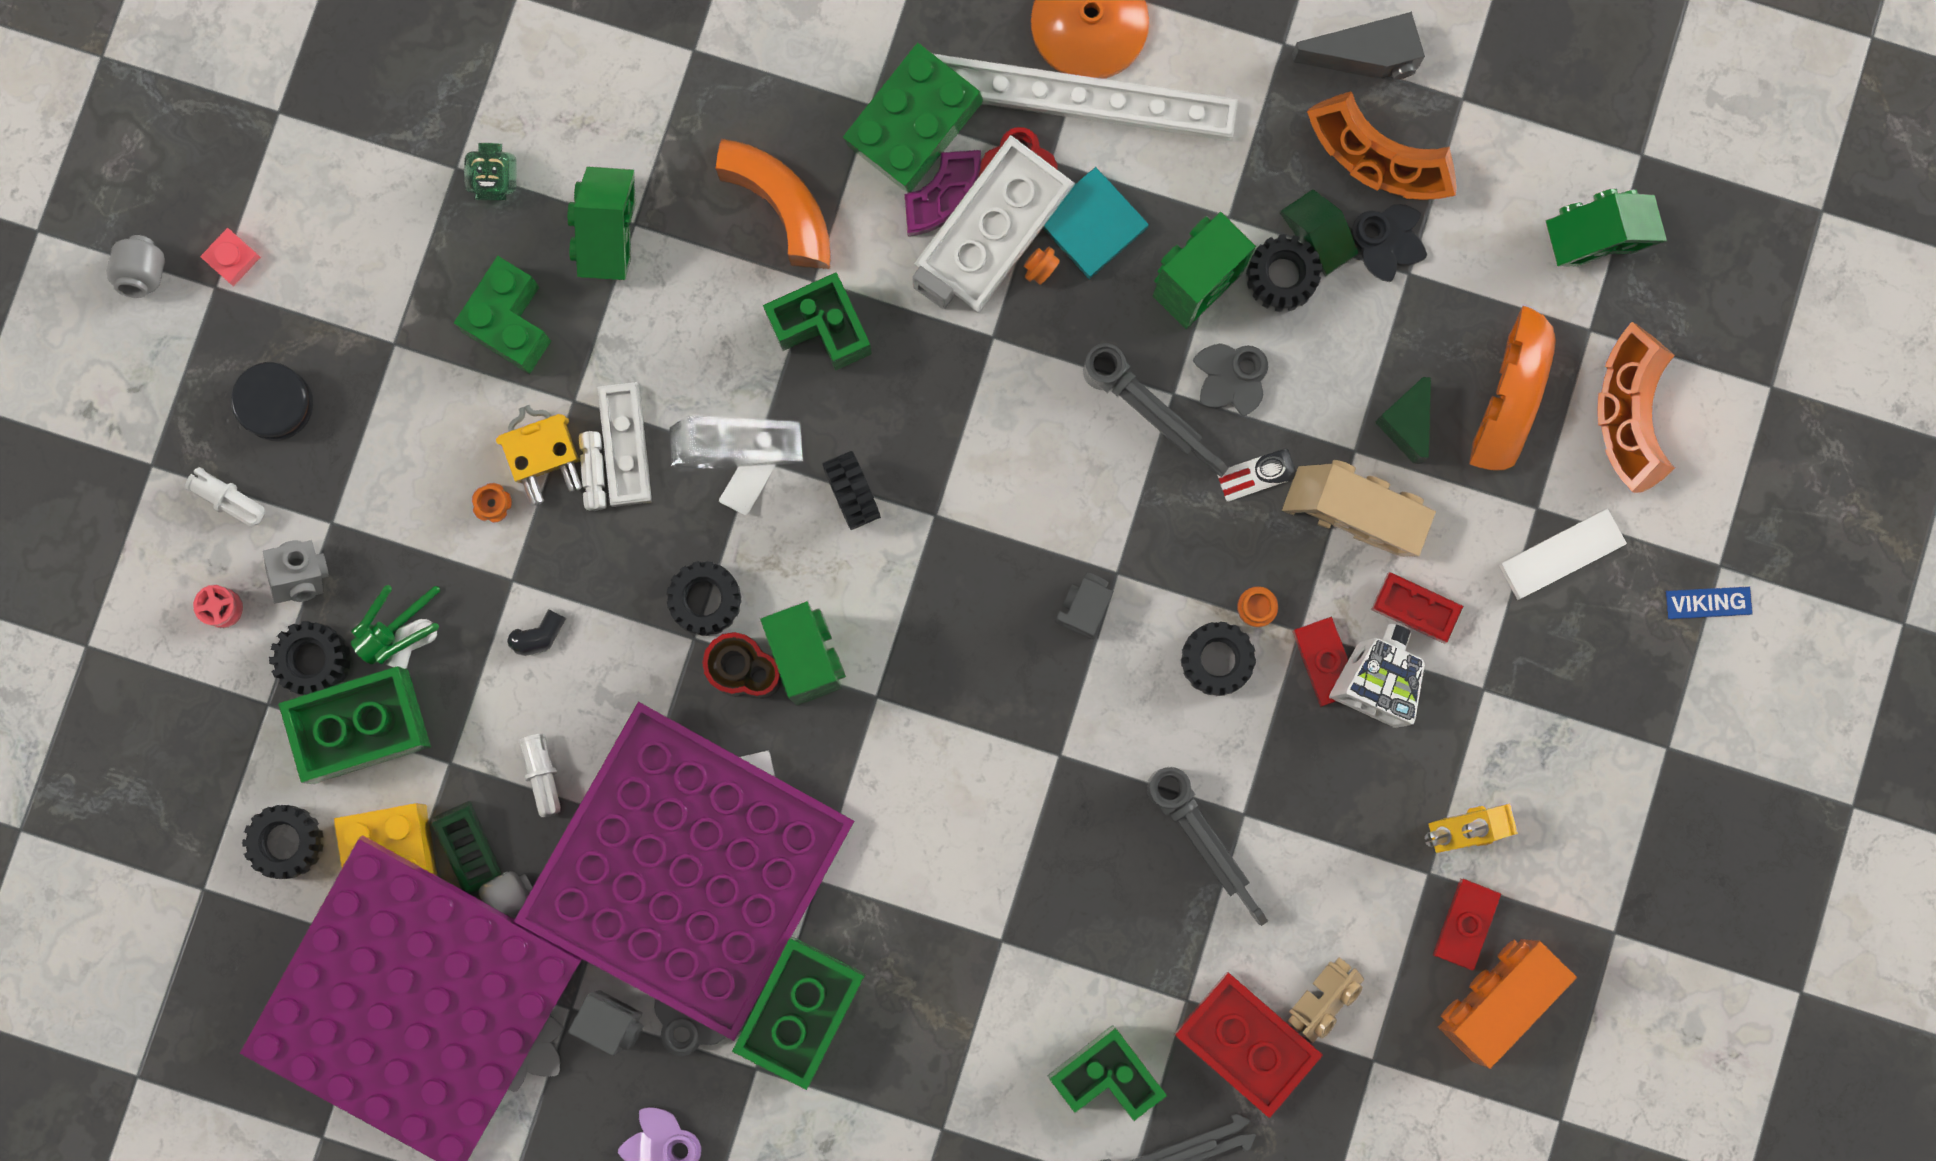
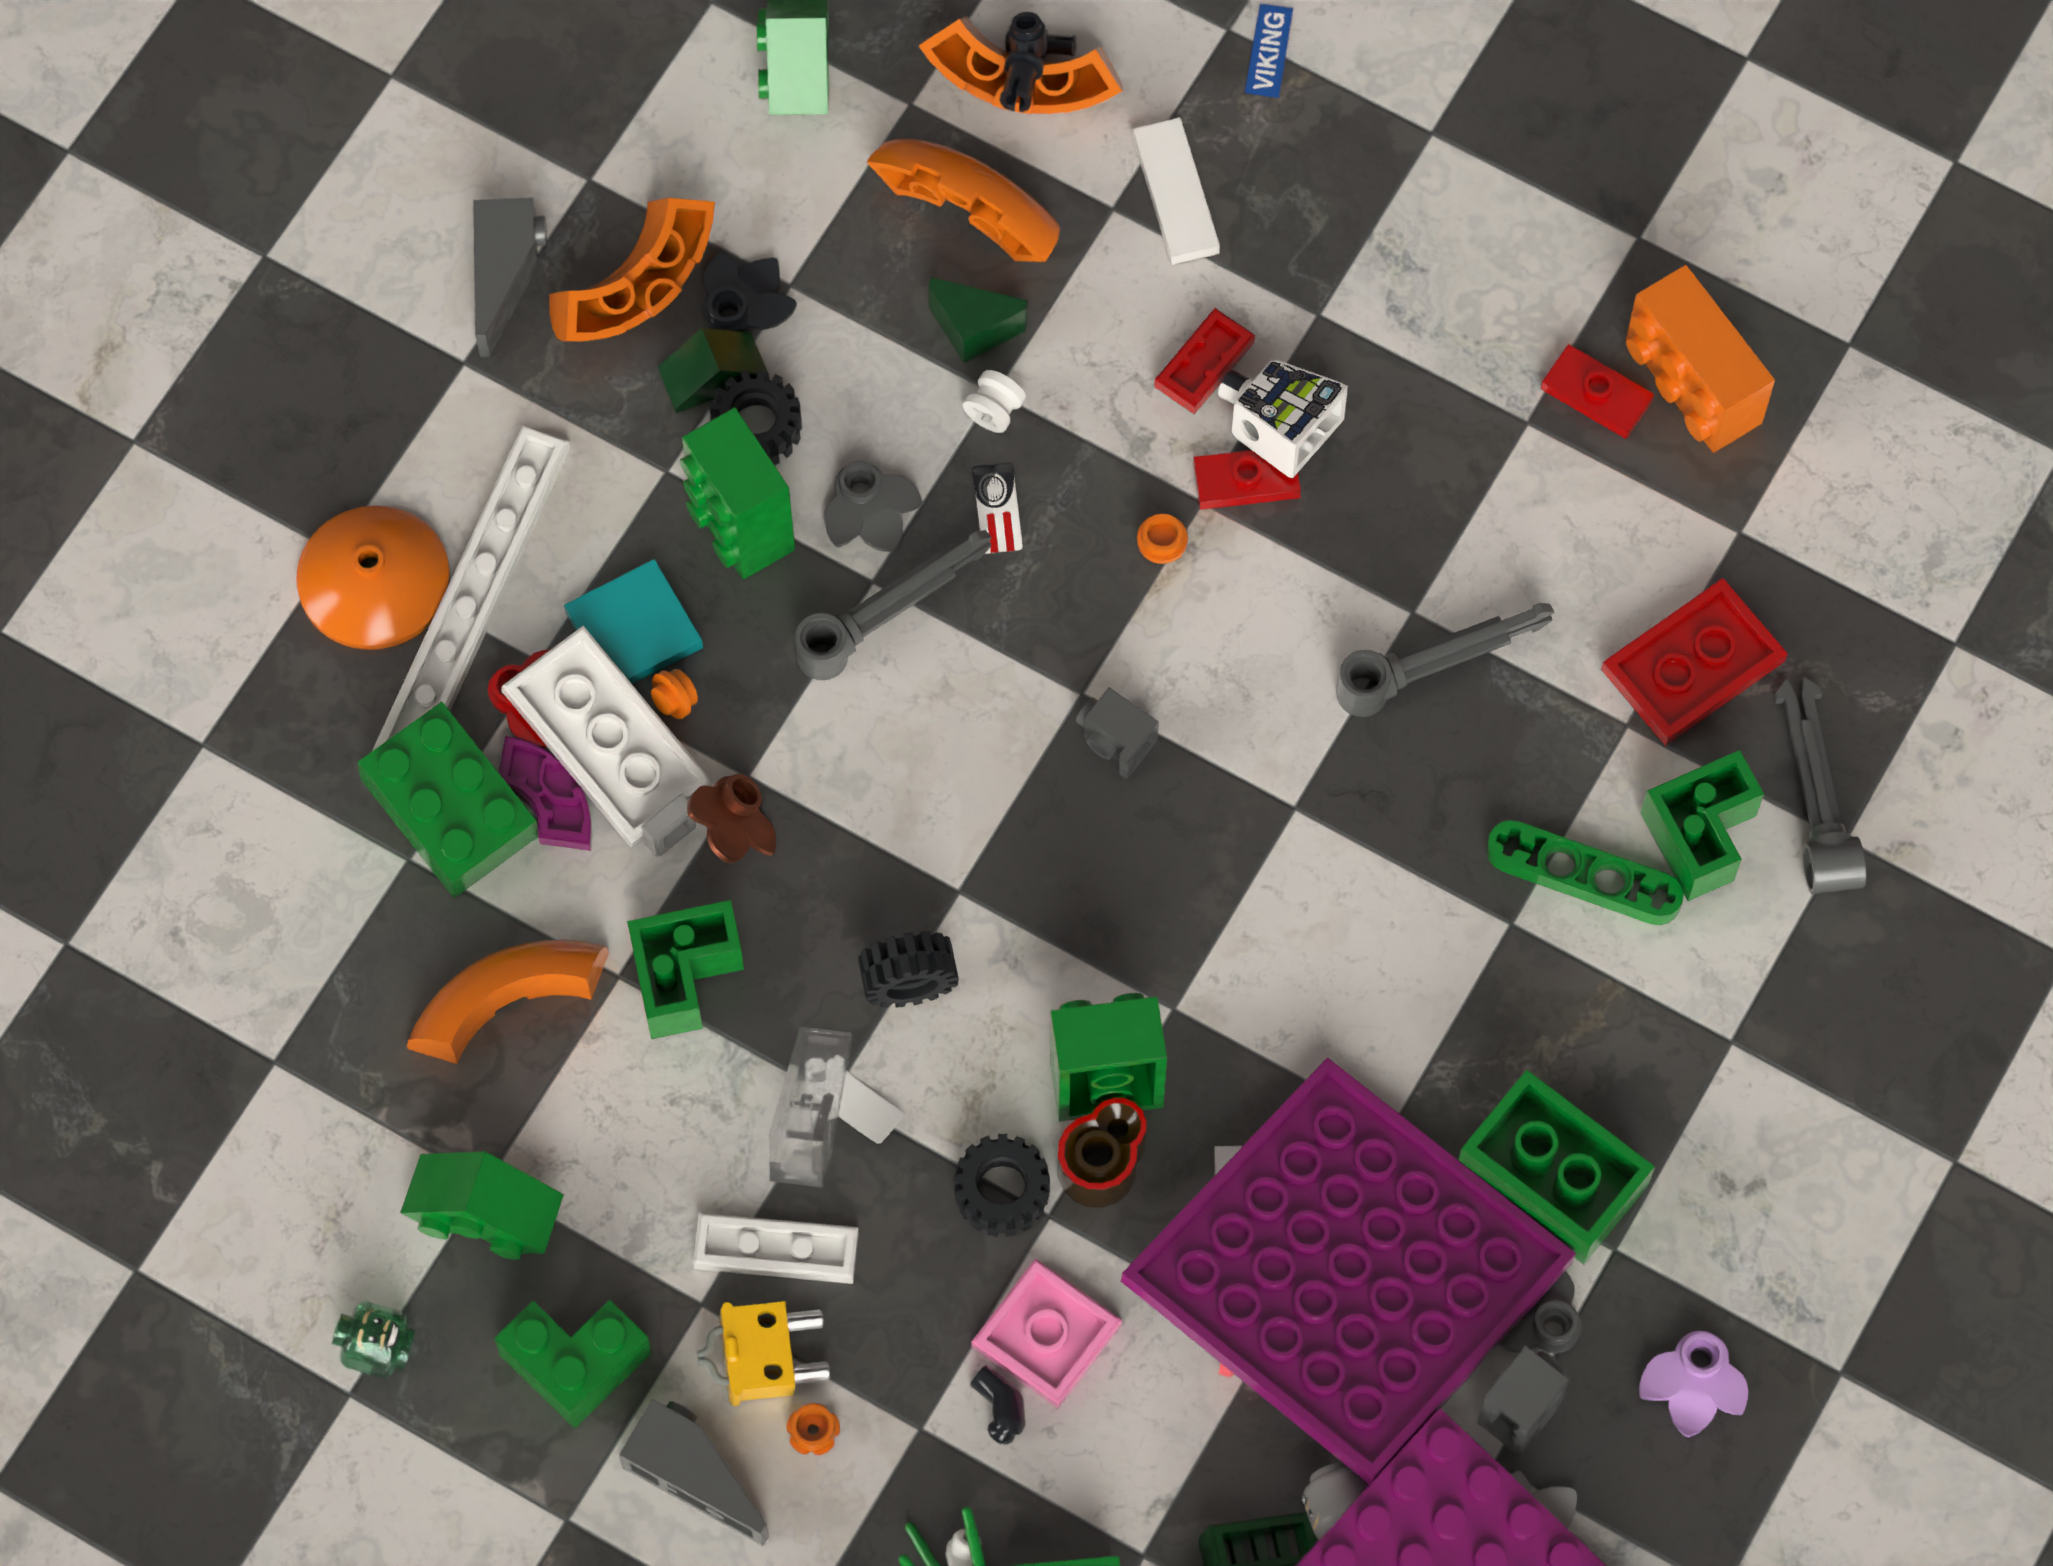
camera: 75 degrees left, 15 degrees down
(442, 419) = (683, 1462): none -> dark grey slope
(540, 774) = (1186, 1433): white axle -> none
(592, 470) = (802, 1293): white axle -> none
(600, 656) = (1046, 1333): none -> bright pink tile
(943, 330) = (732, 817): none -> copper plate
(1047, 989) = (1581, 880): none -> green beam
(1241, 647) = (1220, 567): black tyre -> none
(1319, 1014) = (1644, 547): tan hinge -> none
(1341, 448) = (994, 401): none -> white wheel
(1361, 507) = (1067, 393): tan wedge -> none
(1475, 827) = (1485, 349): yellow piece -> none
(1654, 407) = (1029, 42): none -> black pin

